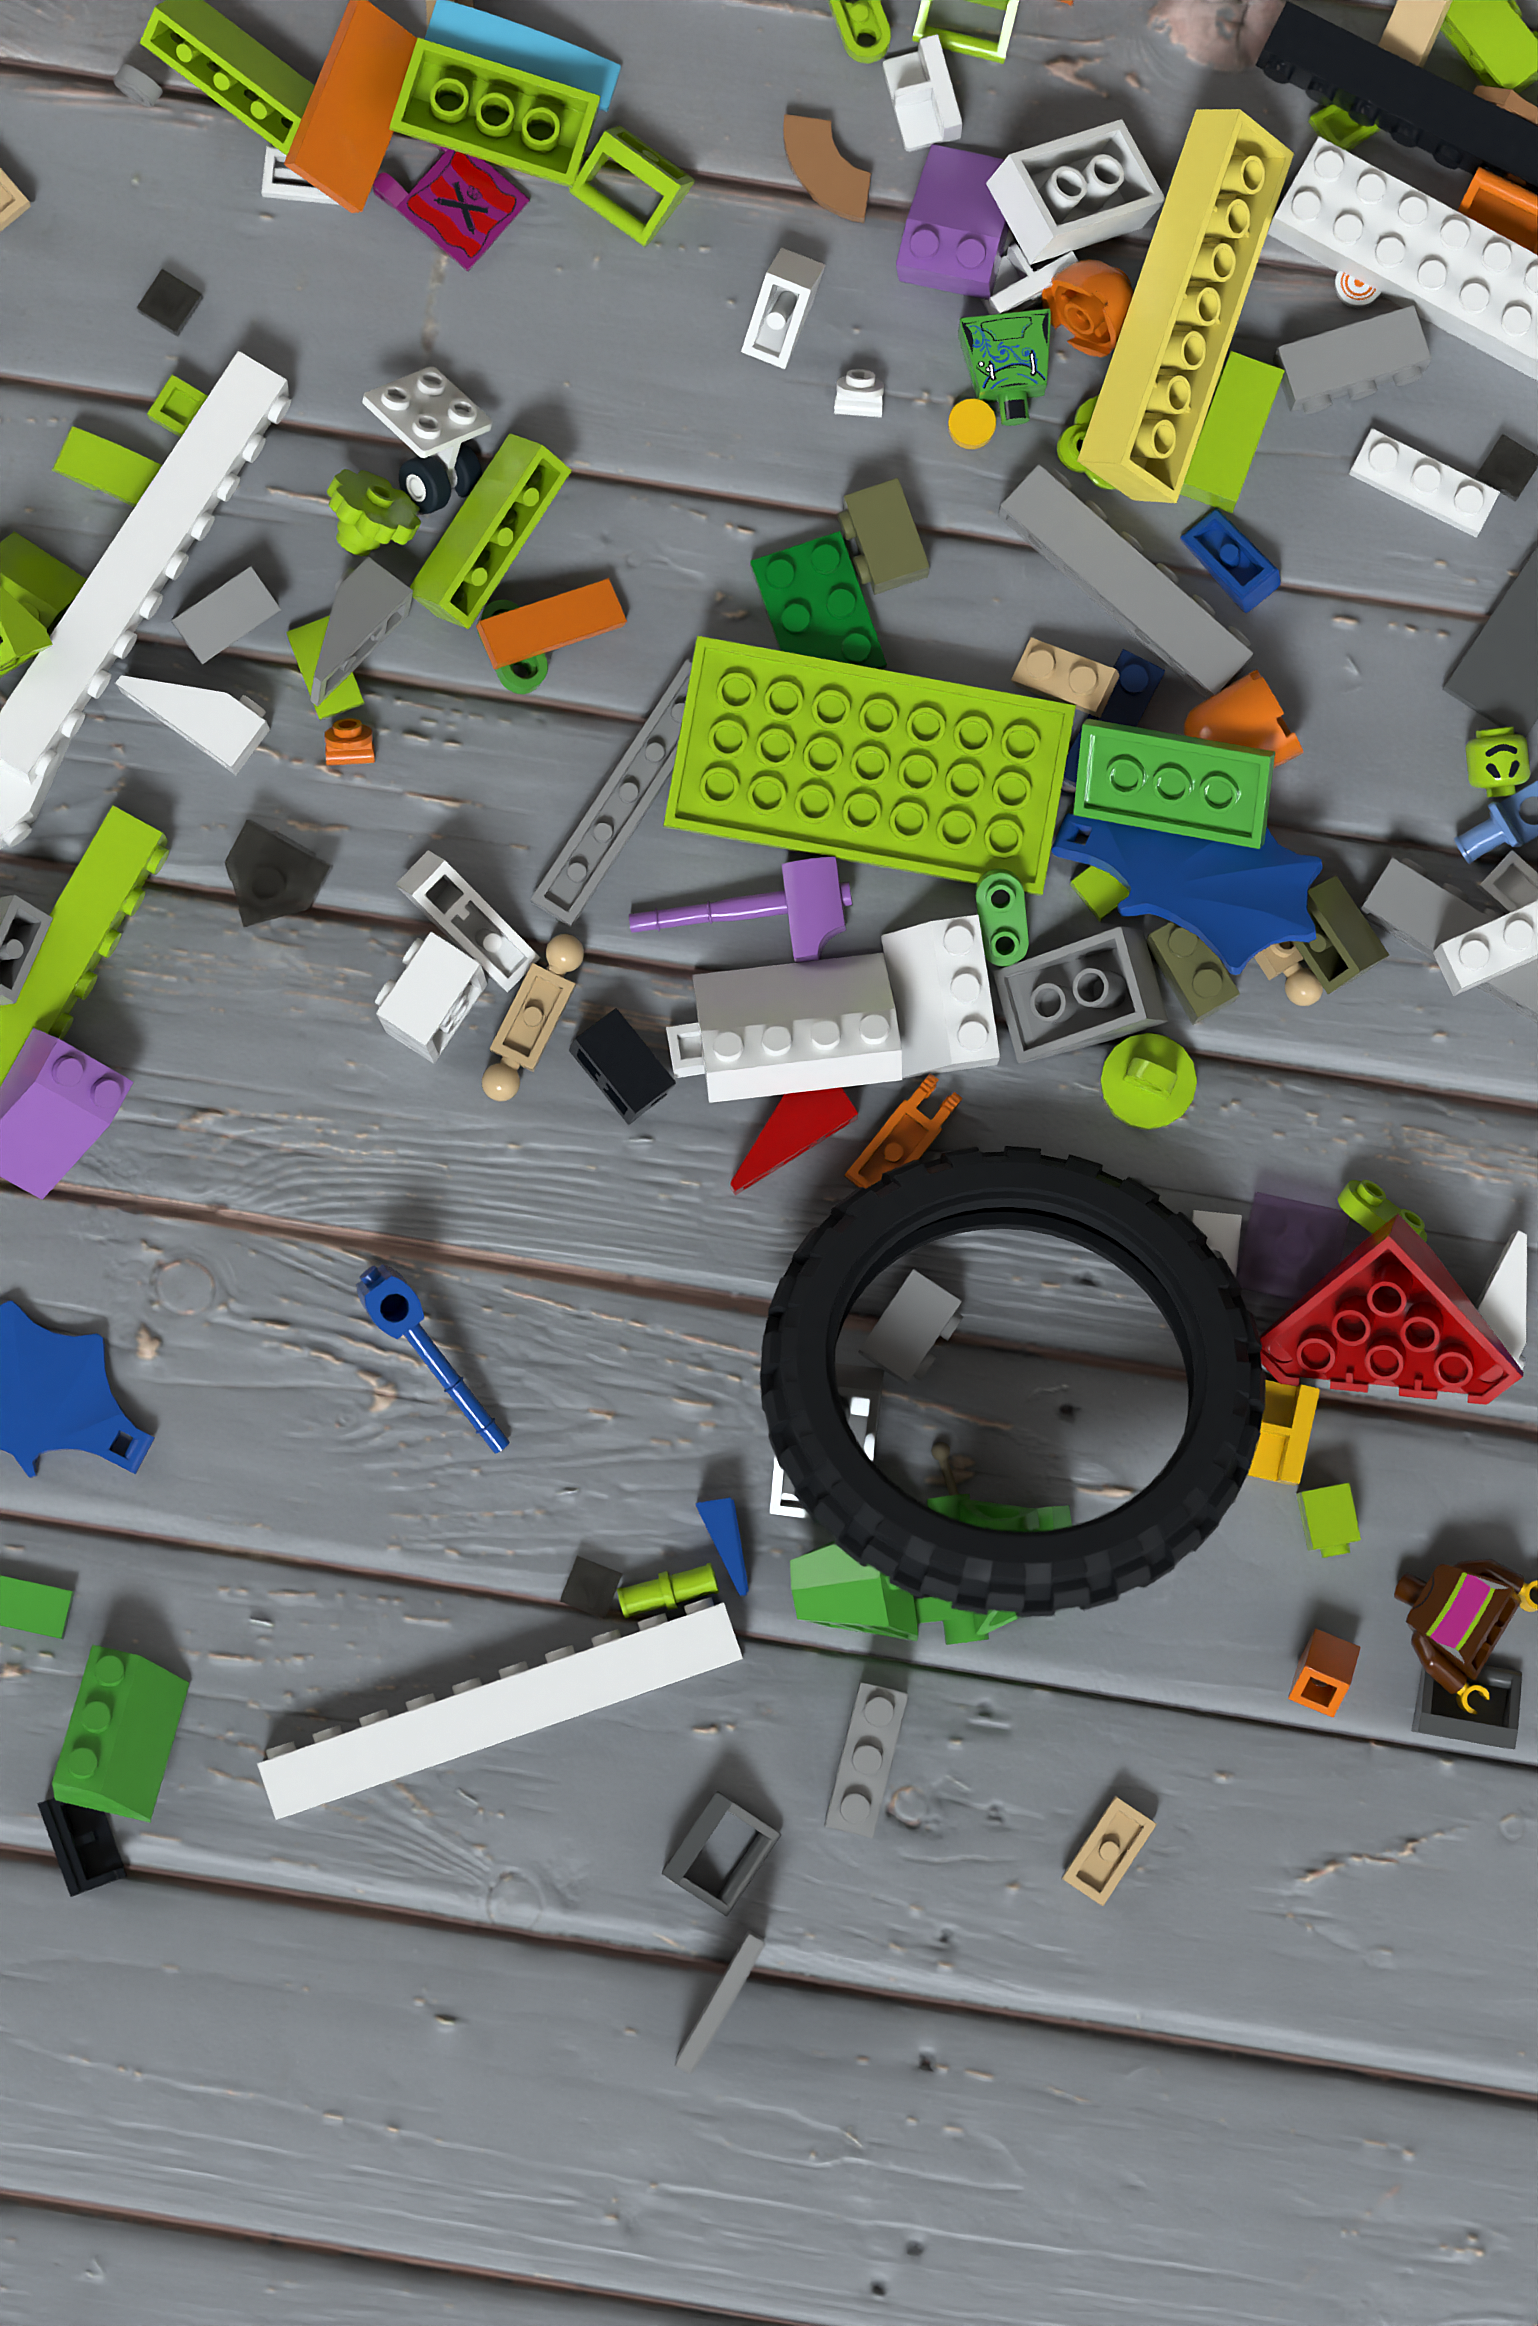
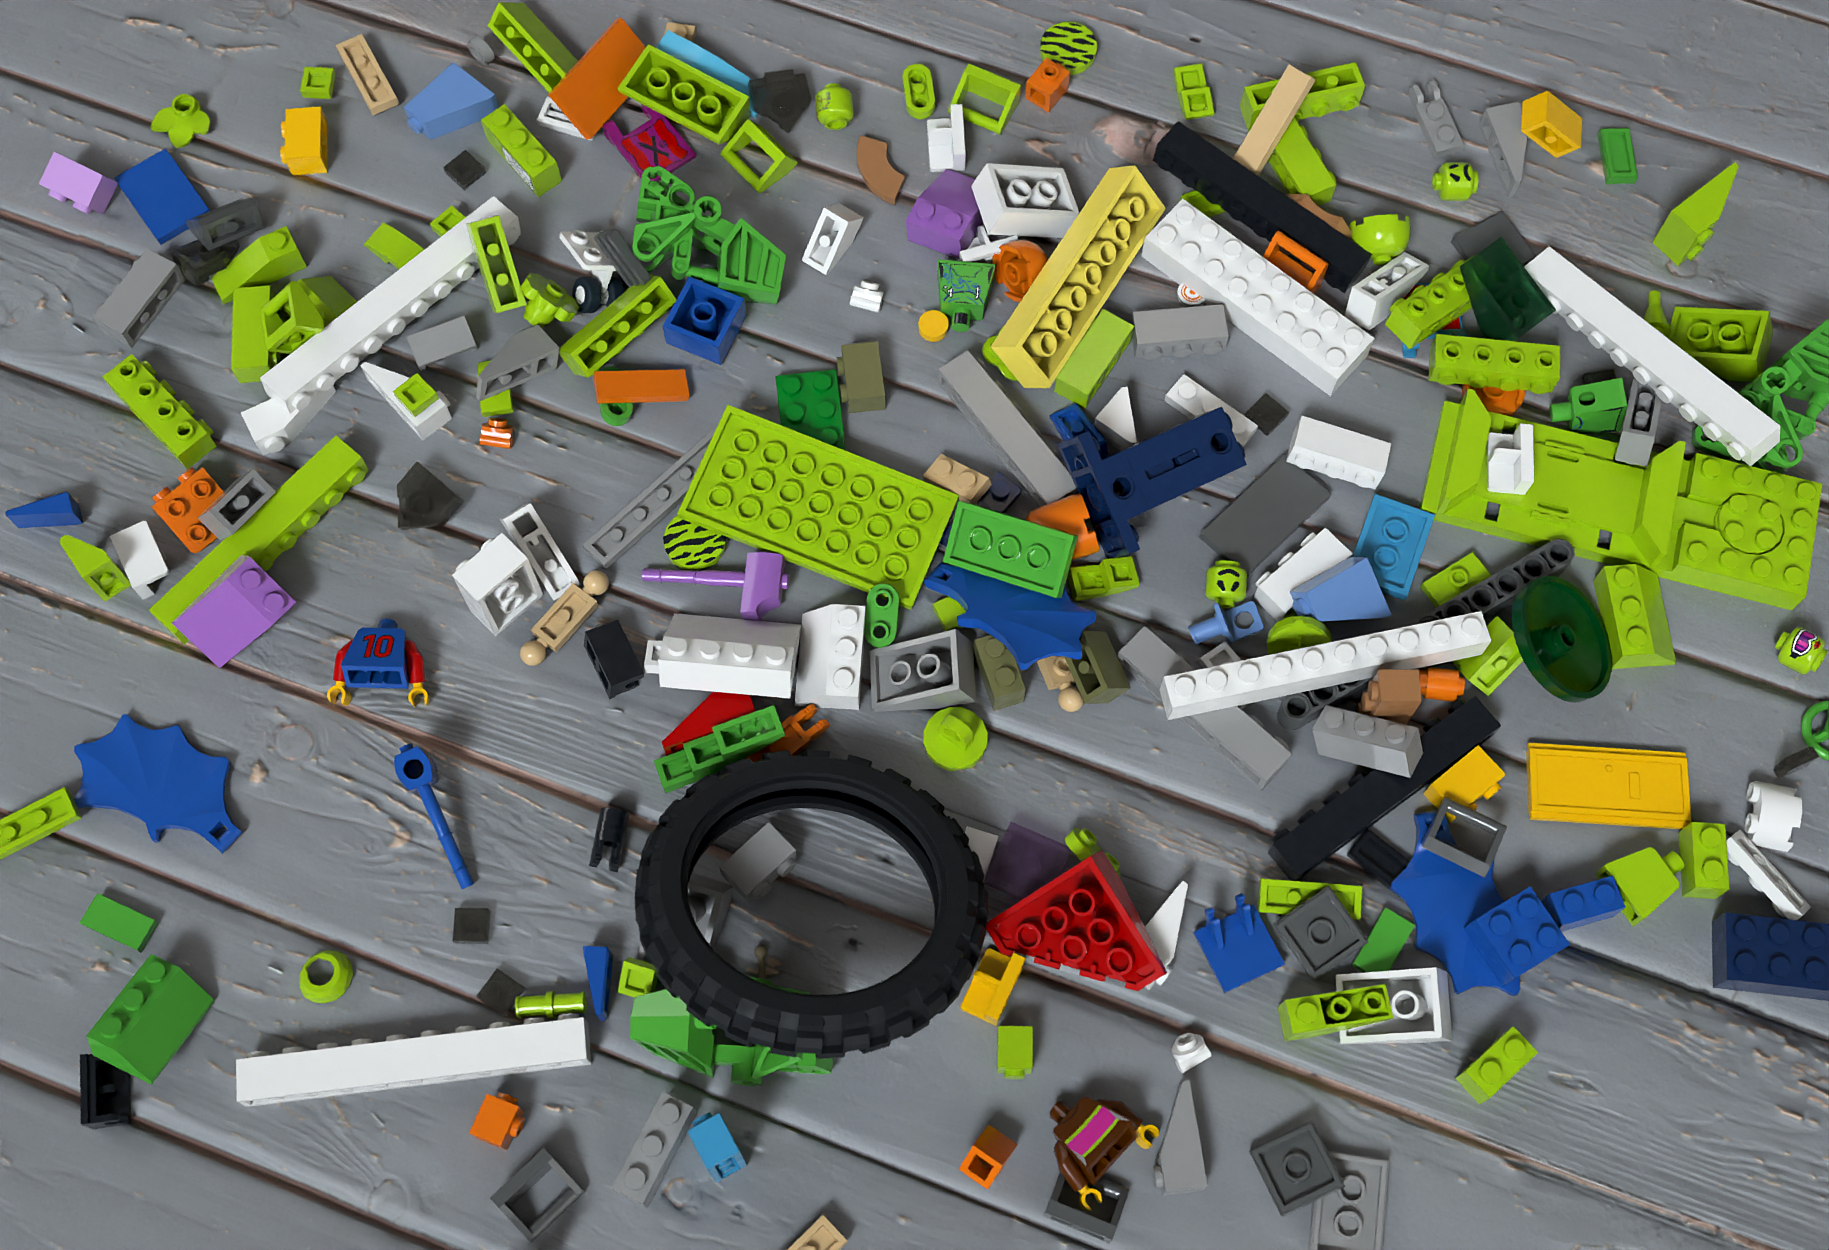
camera: 15 degrees right, 15 degrees down
(117, 193) = (449, 103): none -> medium blue slope
(219, 719) = (415, 394): none -> lime plate
(255, 255) = (521, 150): none -> lime brick
(279, 473) = (496, 264): none -> lime brick
(282, 1144) = (379, 660): none -> blue torso
(360, 1625) = (336, 986): none -> lime piece
(476, 425) = (622, 257): none -> dark grey tile
(522, 1502) = (471, 925): none -> clear smoke tile
(622, 495) = (704, 320): none -> blue brick
(640, 1765) = (498, 1120): none -> orange brick
(643, 74) = (780, 97): none -> clear smoke plate
(657, 388) = (746, 260): none -> bright green piece
(687, 1325) = (610, 833): none -> black hinge
(691, 864) = (692, 546): none -> lime tile
(732, 73) = (834, 106): none -> lime head
(781, 1529) = (637, 978): none -> lime plate
(815, 1173) = (727, 744): none -> bright green slope
(957, 1742) = (716, 1146): none -> dark azure brick
(1288, 533) = (1116, 421): none -> white slope
(1316, 787) = (1102, 580): none -> lime slope
(1359, 616) = (1149, 473): none -> dark blue brick

